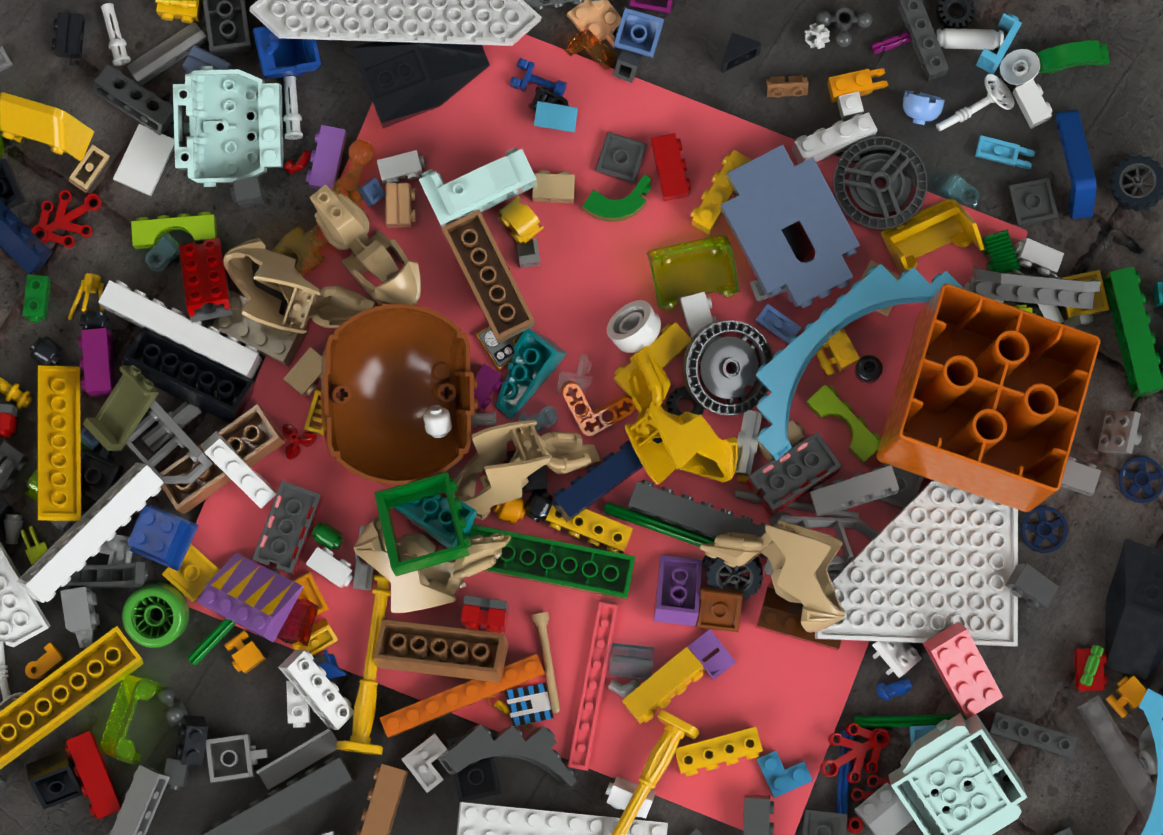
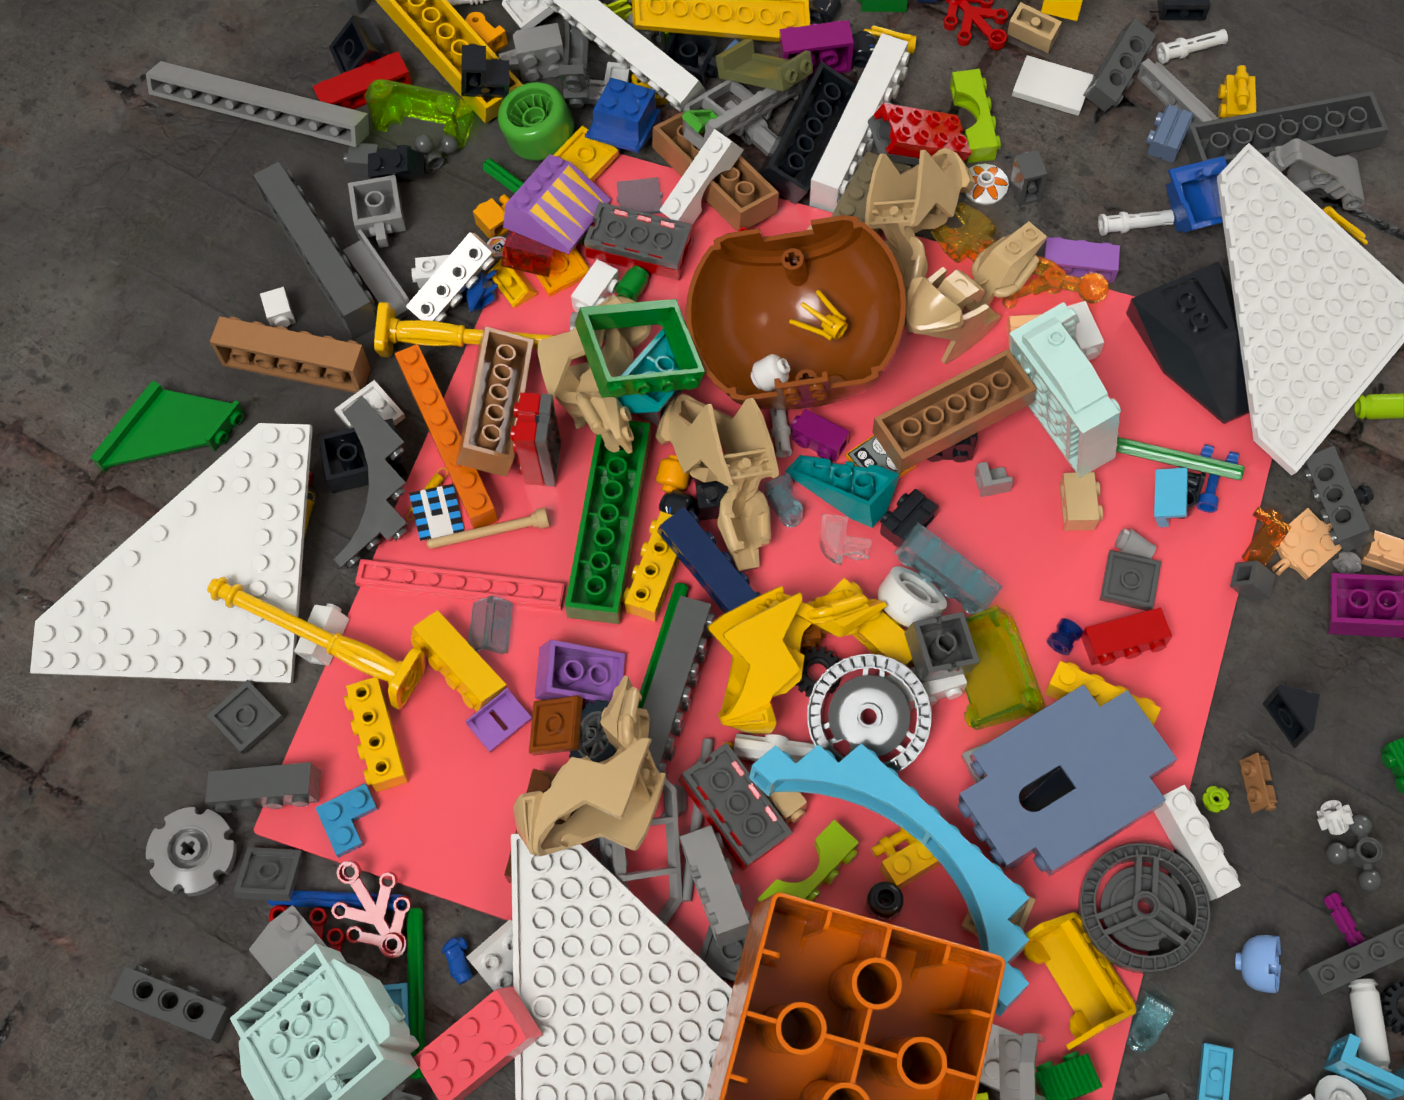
camera: 90 degrees right, 15 degrees down
(115, 657) = (483, 76): none -> black brick
(165, 250) = (949, 103): clear light blue piece -> none
(179, 464) = (699, 118): none -> bright green tile
(227, 99) = (1110, 114): light aqua piece -> none
(235, 527) = (640, 195): none -> clear light blue piece
(251, 229) = (988, 191): none -> white dish
(275, 653) = (497, 244): none -> tile
(300, 164) = (1066, 230): red arm -> none
(372, 192) = (1045, 300): medium blue plate -> none
(394, 368) = (833, 326): none -> yellow plant
(520, 220) = (1031, 460): yellow brick -> none
(522, 107) = (1179, 458): none -> axle
(560, 323) = (911, 509): none -> black brick
(589, 415) = (795, 555): orange beam -> none
(591, 152) = (1134, 544): none -> light grey cone
(610, 296) = (947, 570): none -> clear light blue brick
(618, 210) = (1064, 583): green arch -> none
(623, 690) = (455, 616): light grey arm -> none
(639, 33) = (1296, 591): medium blue slope -> none
(670, 217) = (1065, 636): none -> clear blue wheel
(682, 307) = (941, 647): none -> dark grey brick
(778, 324) = (937, 779): medium blue plate -> none
(792, 119) = (1211, 804): none -> lime plate
(849, 105) = (1247, 864): white brick -> none
(855, 82) = (1276, 870): light orange hinge -> none
(993, 95) = (1291, 1063): white dish -> none

